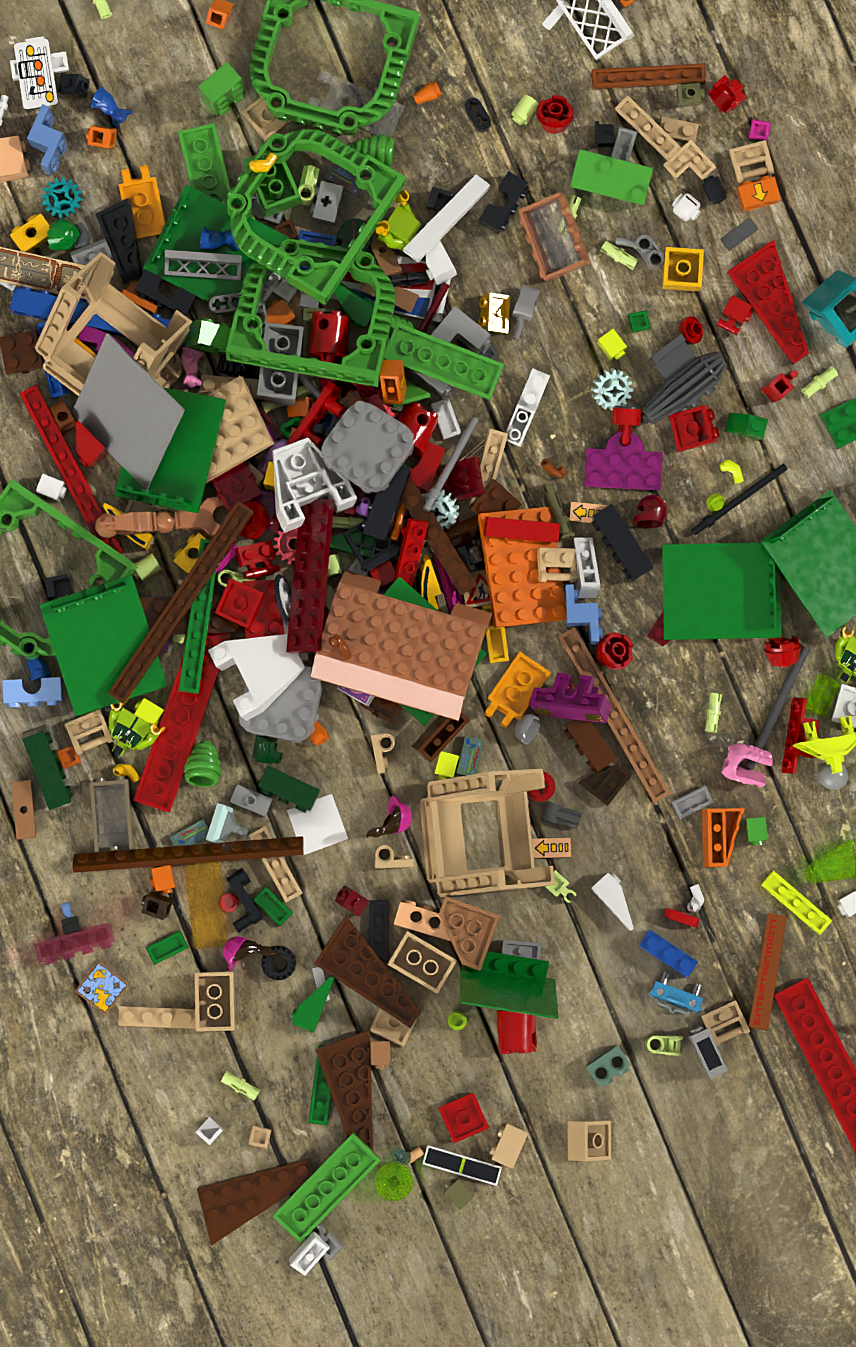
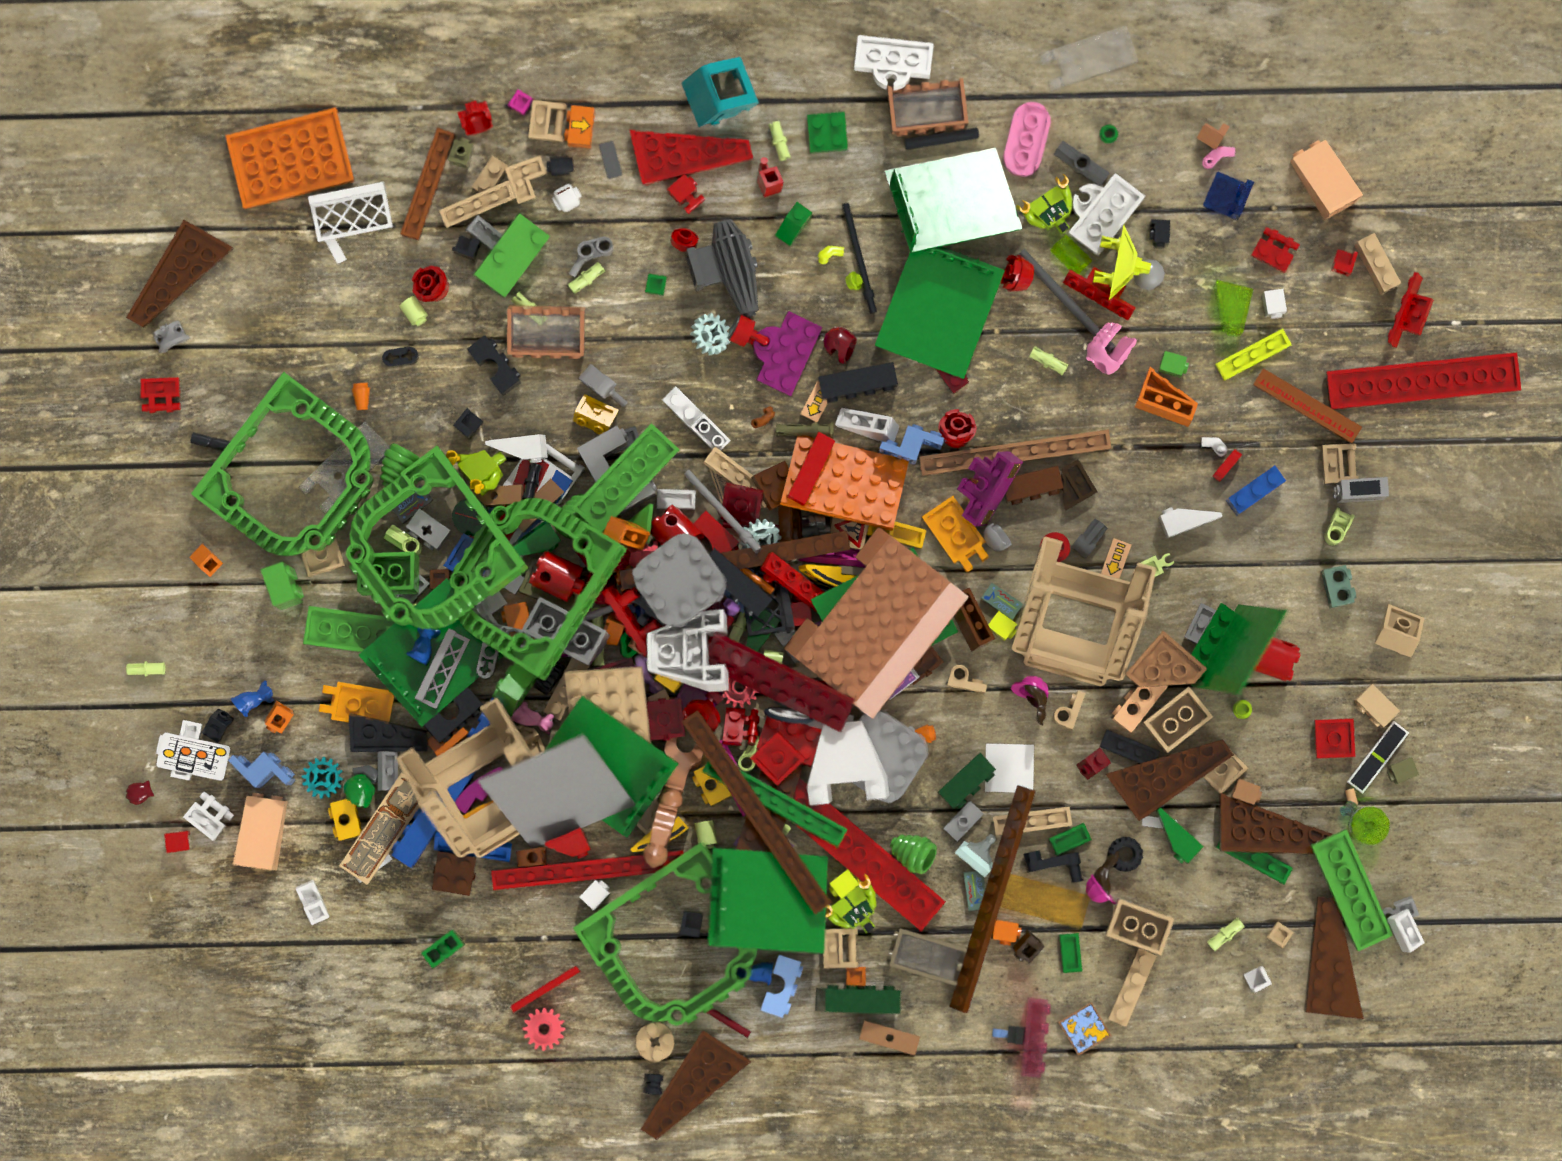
camera: 65 degrees left, 0 degrees up
(126, 770) = (889, 927): yellow arm -> none
(228, 902) = (1050, 879): red tile -> none
(263, 165) = (373, 574): yellow arm -> none
(265, 751) = (923, 788): dark green hair -> none
(344, 650) = (851, 679): dark orange arm -> none
(433, 308) = (568, 470): dark red bar -> none
(446, 218) = (489, 423): white tile -> none
(557, 558) = (850, 446): tan plate -> none
(612, 345) = (669, 317): neon yellow brick -> none
(676, 996) = (1298, 498): dark azure piece -> none
(682, 269) = (624, 224): yellow brick -> none
(692, 802) = (1124, 413): light grey plate -> none
(694, 428) = (777, 273): red plate -> none

